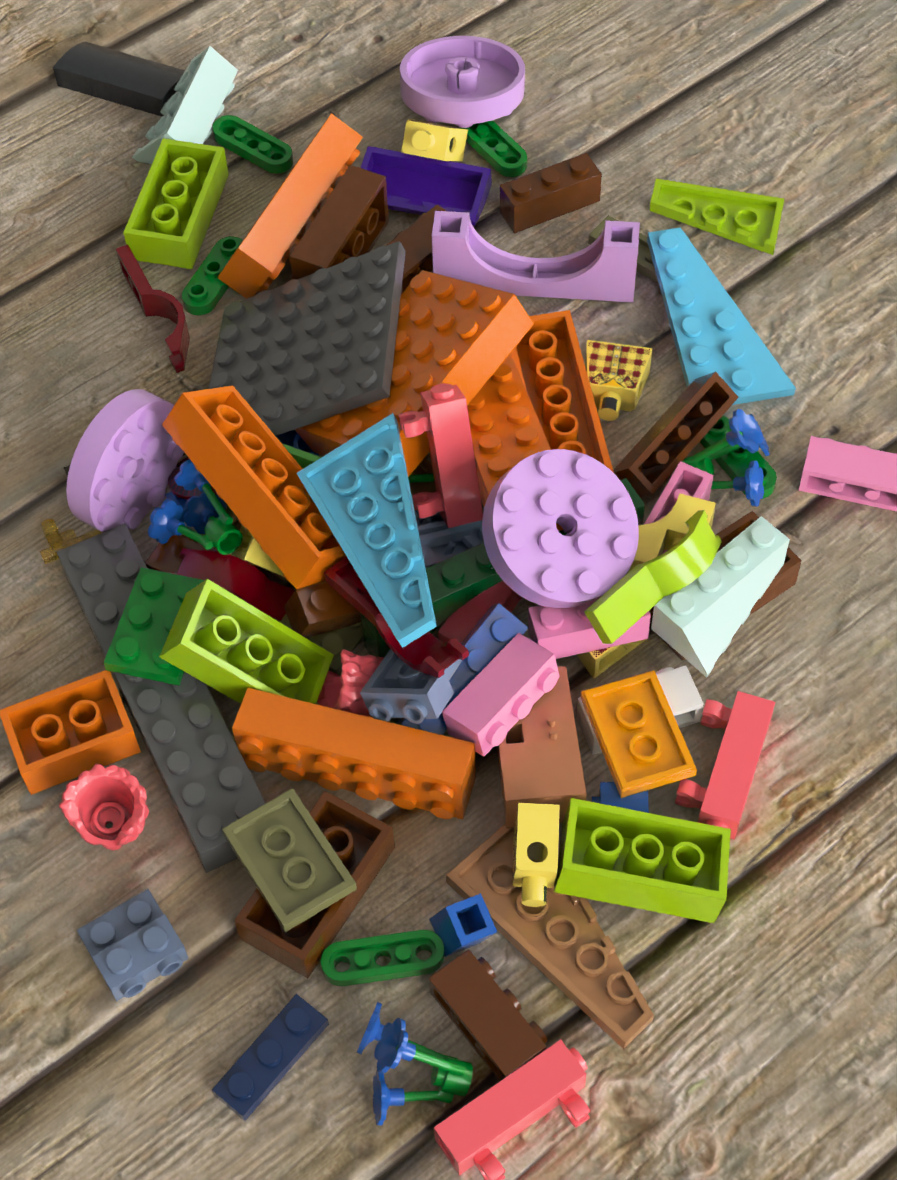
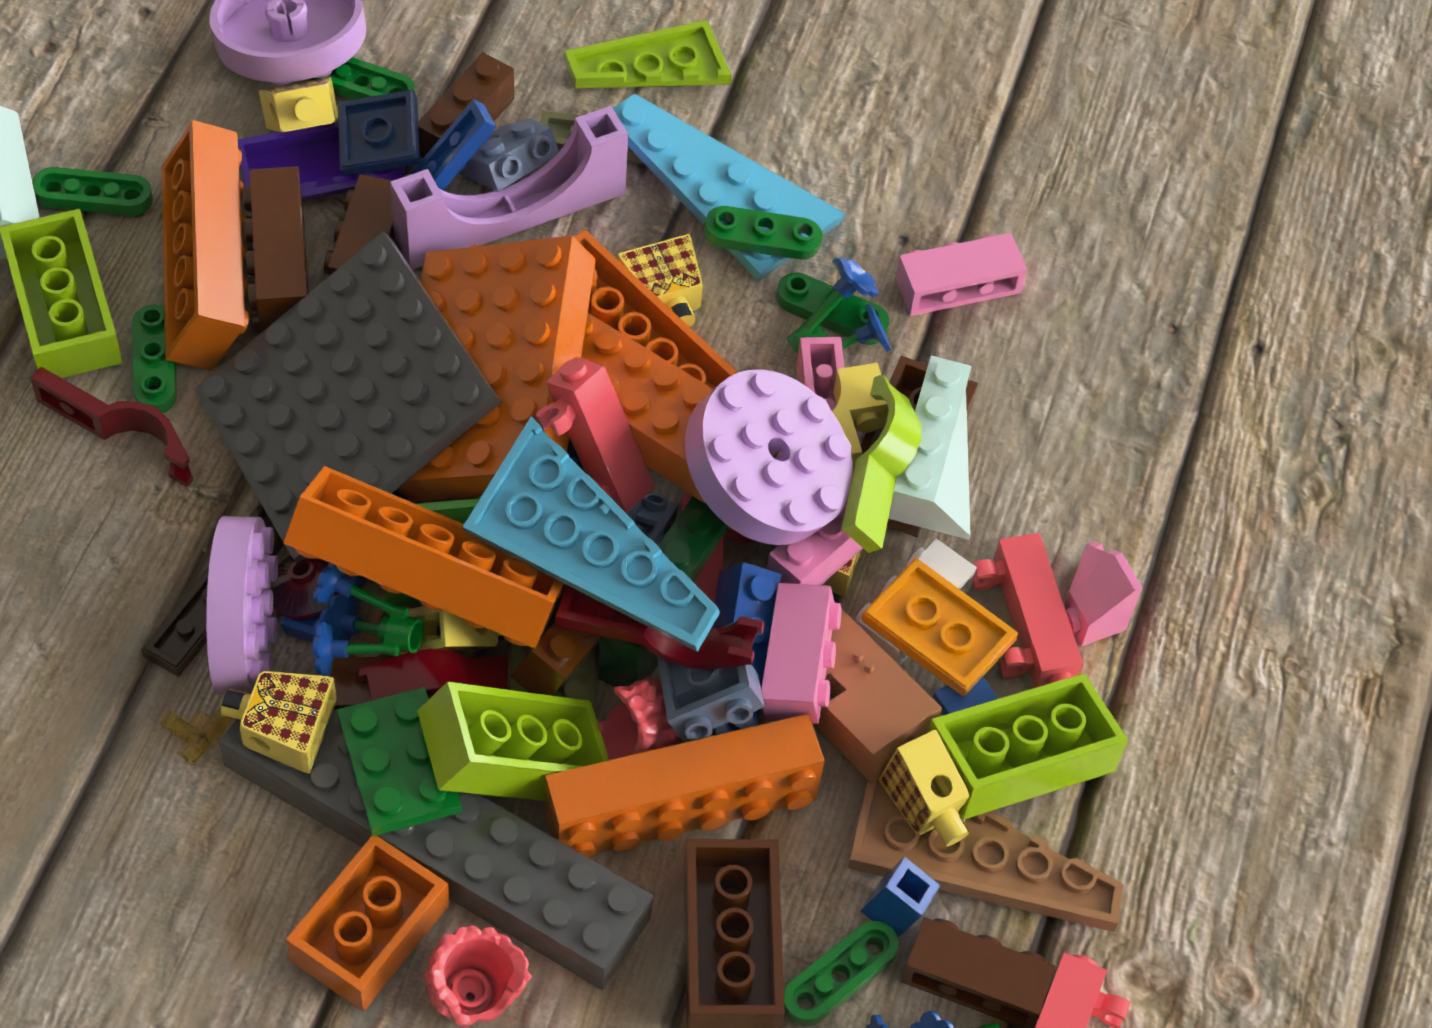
camera: 40 degrees left, 0 degrees up
(102, 553) = (284, 715): none -> light yellow torso
(289, 859) = (707, 923): olive plate -> none
(470, 180) = (378, 133): none -> dark blue tile
(512, 213) = (458, 144): none -> blue plate
(558, 235) = (511, 154): none -> sand blue plate
(676, 434) = (772, 305): reddish brown brick -> none
(697, 365) = (747, 236): none -> green plate
(791, 778) = (1101, 595): none -> bright pink slope

